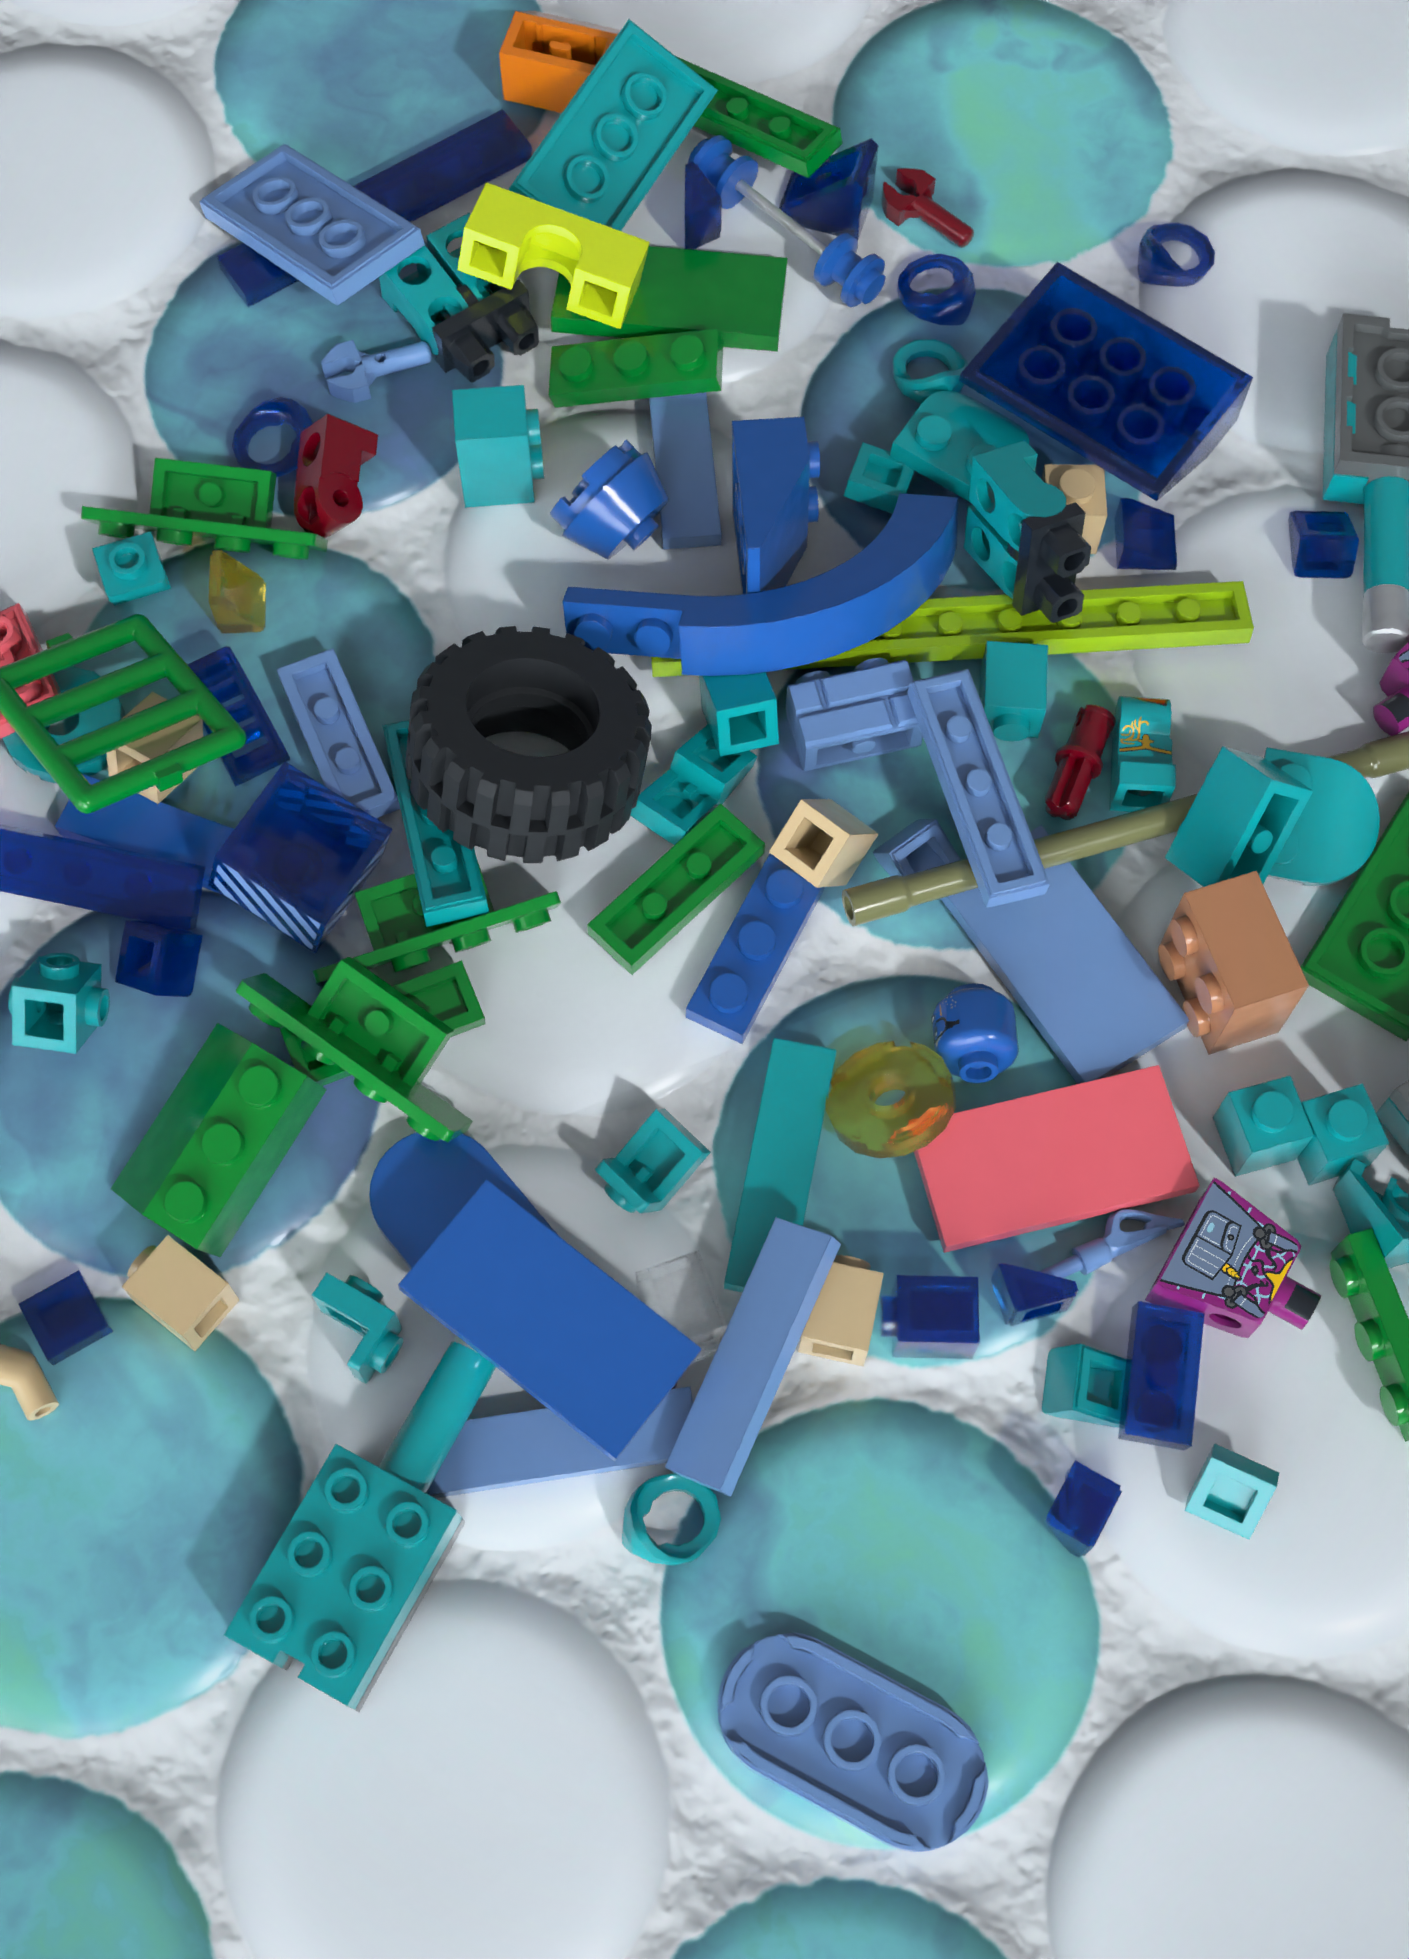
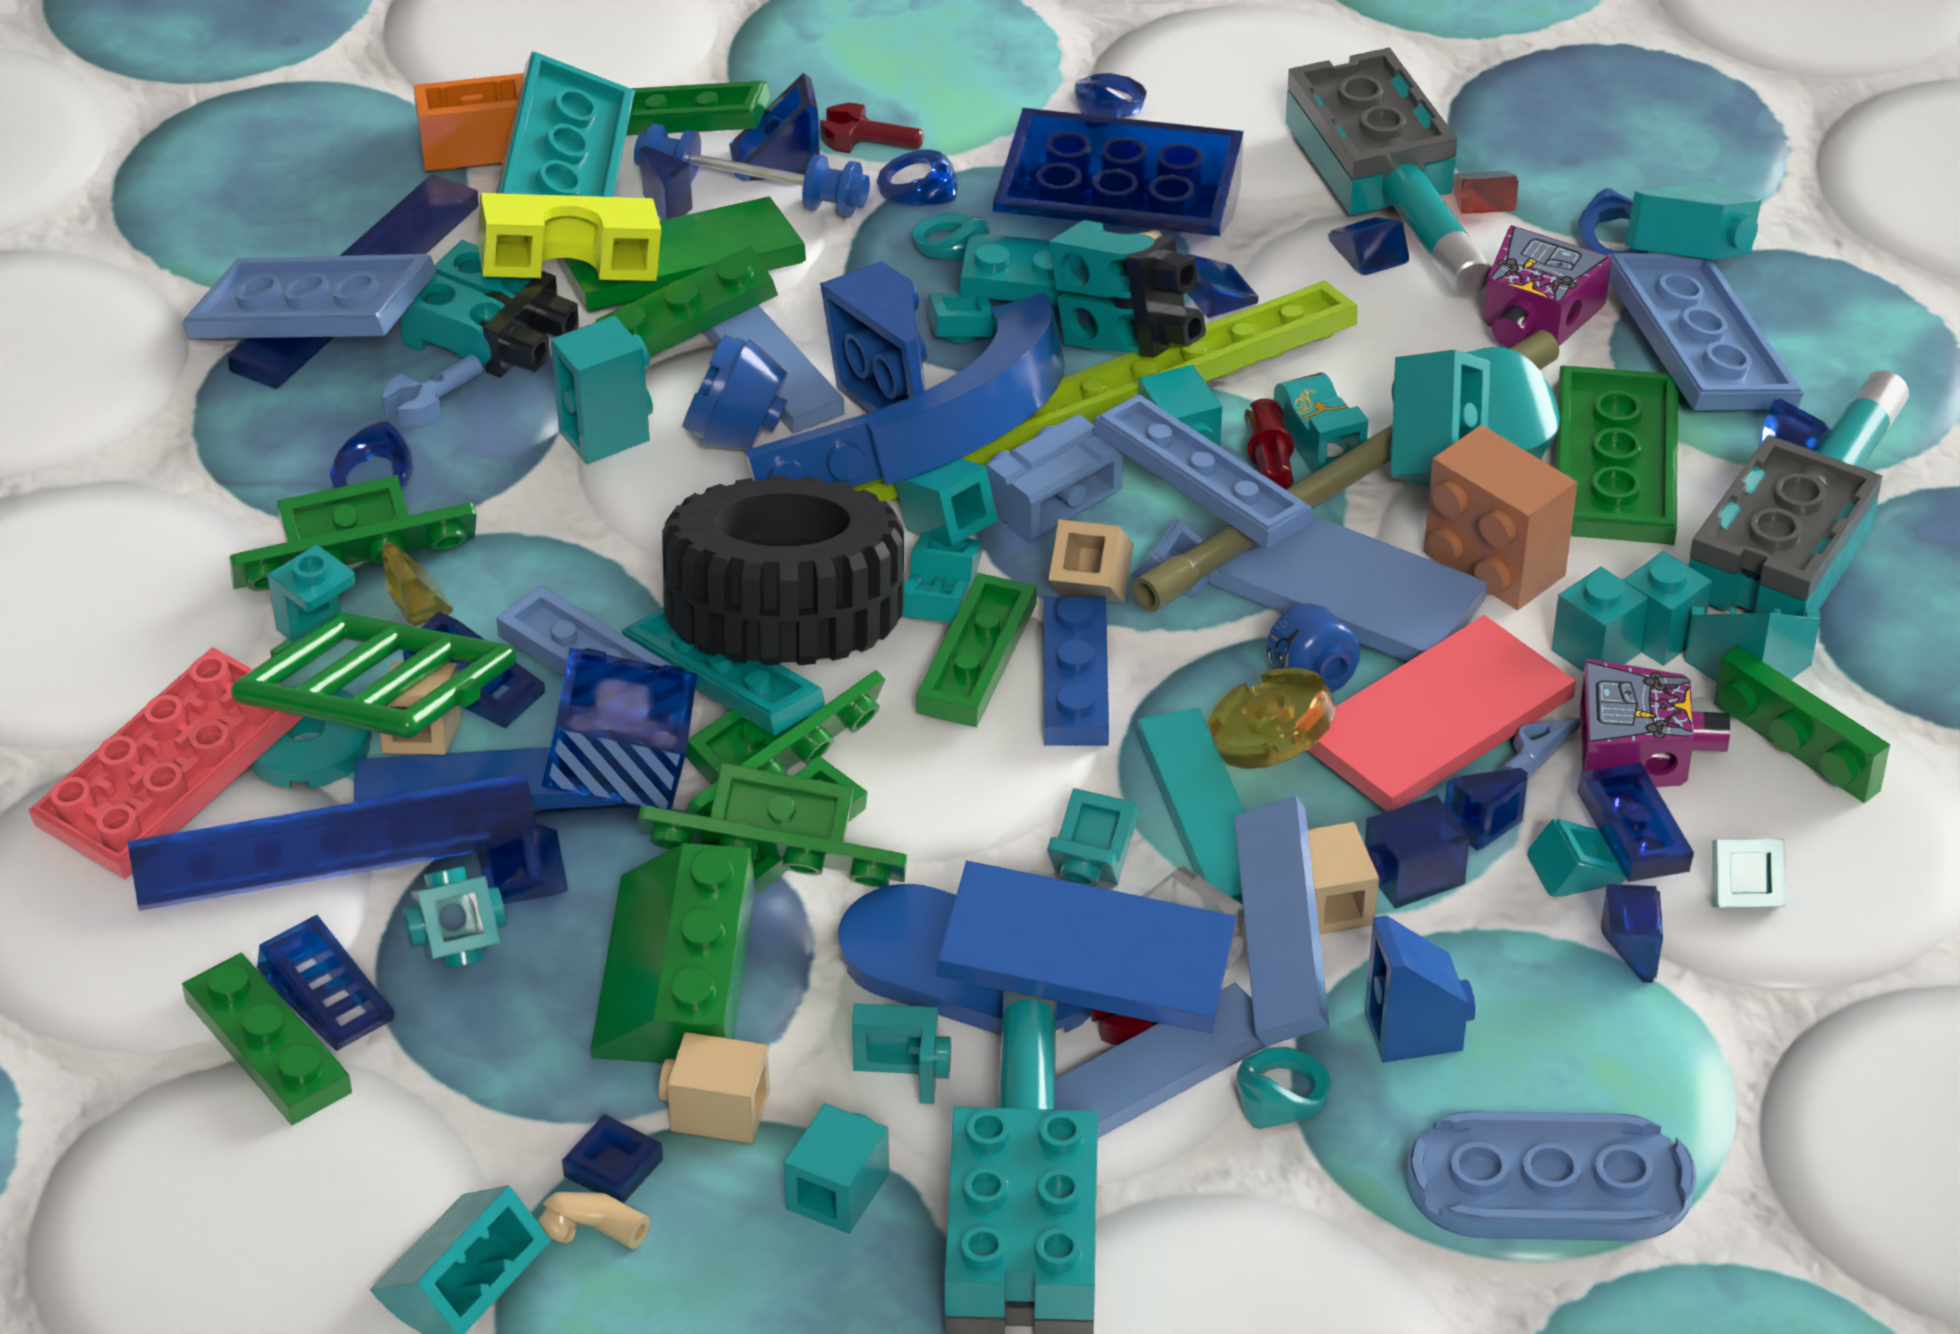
camera: 25 degrees left, 25 degrees down
(232, 1430) = (836, 1167): none -> teal brick
(330, 473) = (457, 468): dark red leg -> none
(834, 1497) = (1414, 995): none -> blue slope

